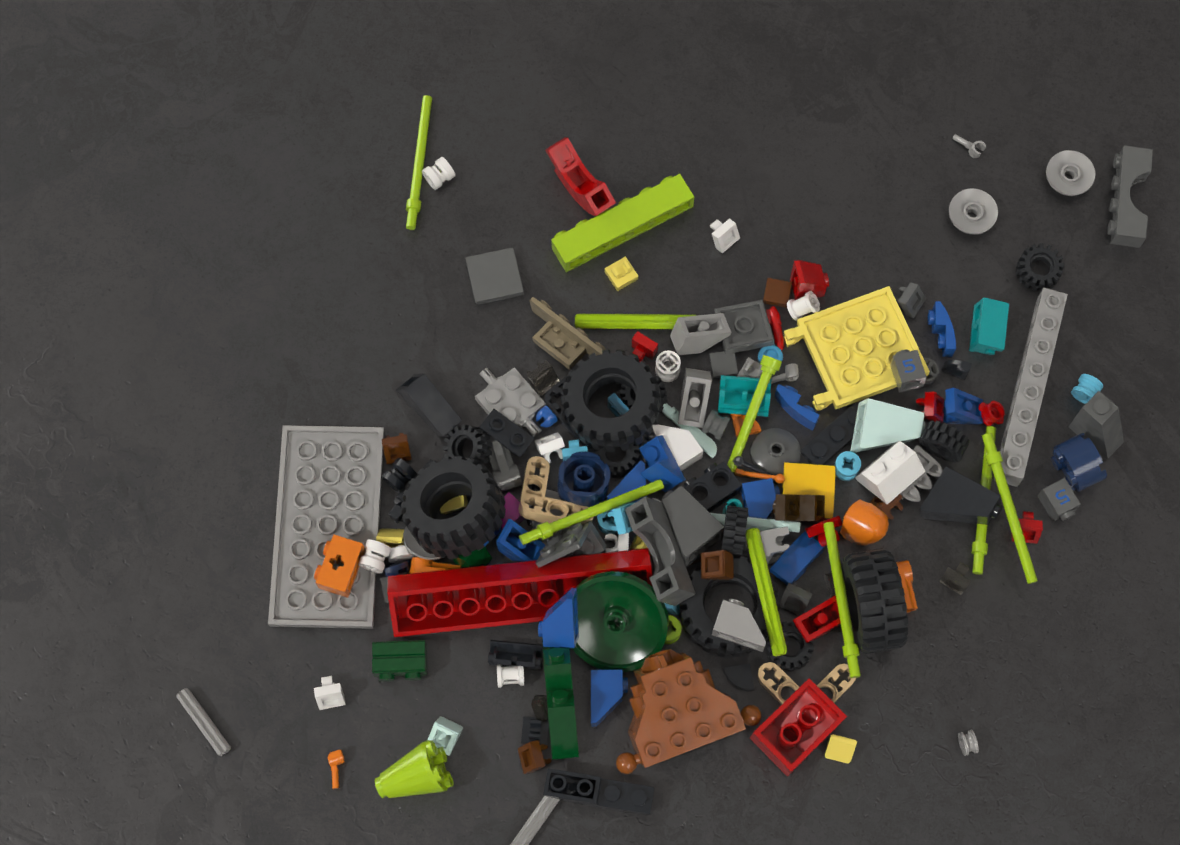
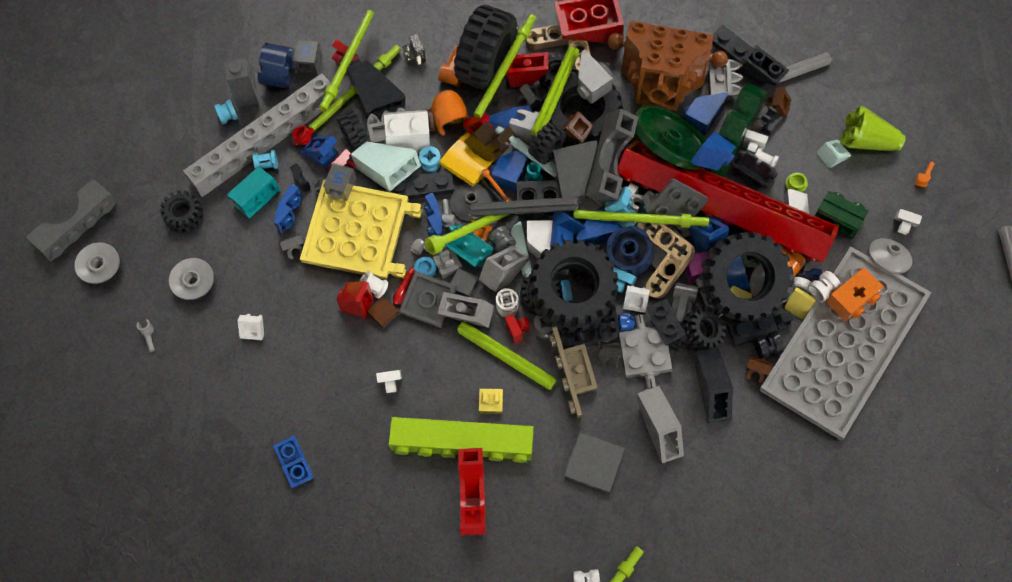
camera: 145 degrees left, 5 degrees down
(336, 634) = (890, 256): none -> light grey dish
(451, 649) = (797, 199): none -> white slope
(456, 339) = (661, 424): none -> light grey slope
(464, 671) = (796, 182): none -> lime plate
(531, 687) = (754, 141): none -> white tile
(609, 746) = (723, 78): none -> light grey plate
(714, 459) = (524, 206): none -> dark grey axle
(752, 122) = (293, 461): none -> blue slope
(785, 416) = (448, 219): none -> light grey hand
(882, 203) = (251, 327): none -> white tile
(1005, 364) = (273, 163): none -> medium azure bush

